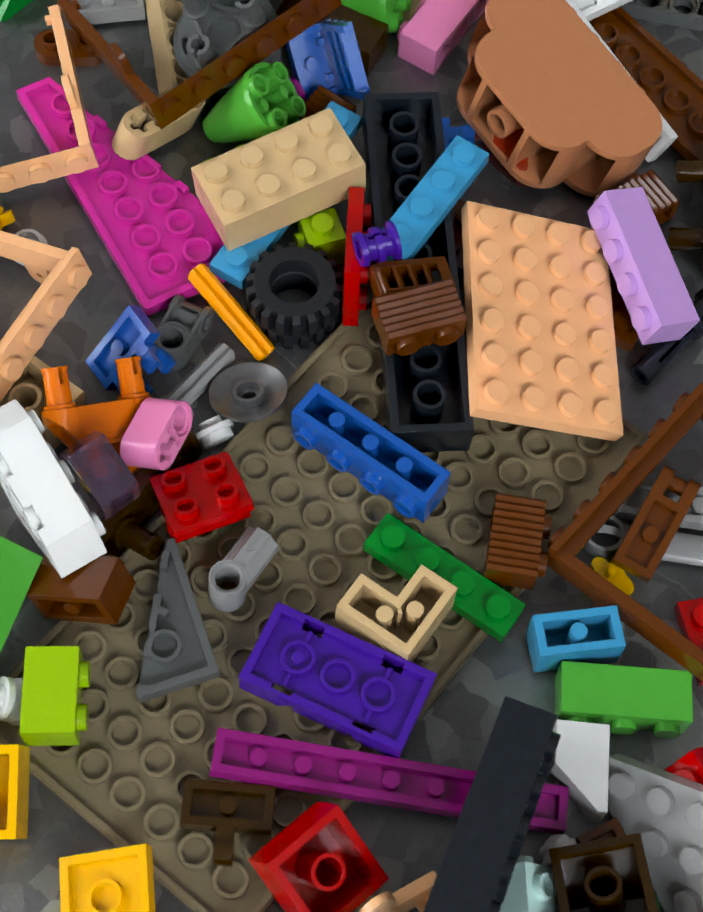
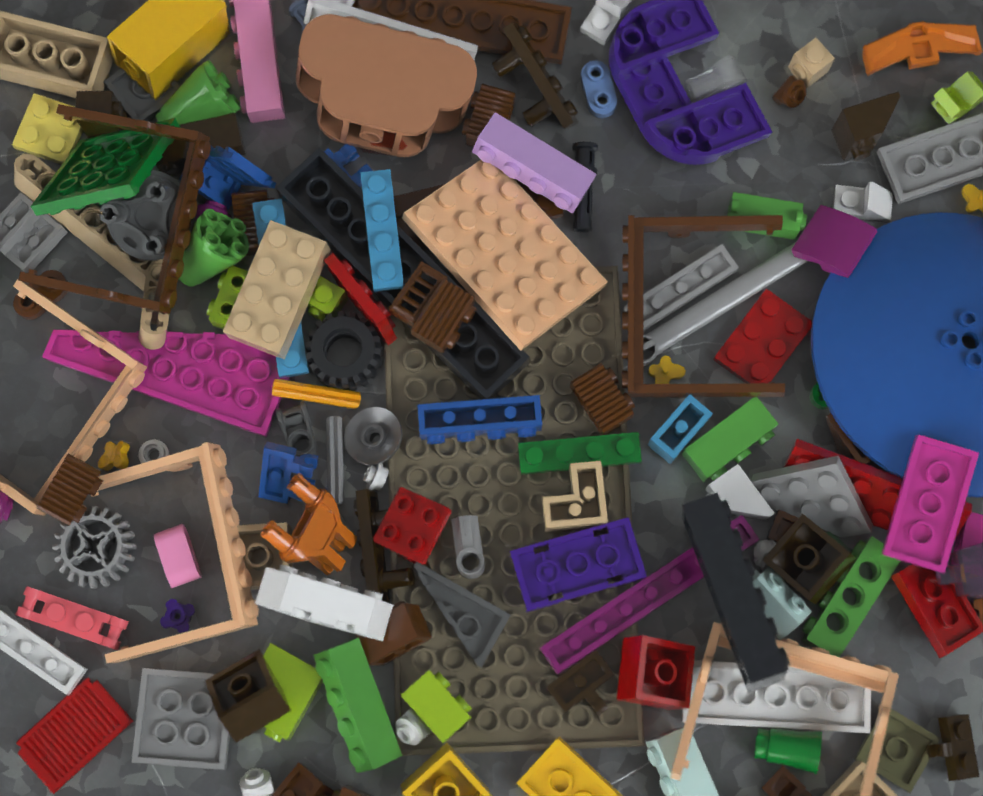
camera: 35 degrees left, 15 degrees up
(101, 473) = (350, 565): clear purple torso -> none
(156, 433) = (352, 511): bright pink beam -> none
(377, 244) = (383, 293): dark purple bush -> none
(655, 525) = (669, 322): reddish brown plate -> none

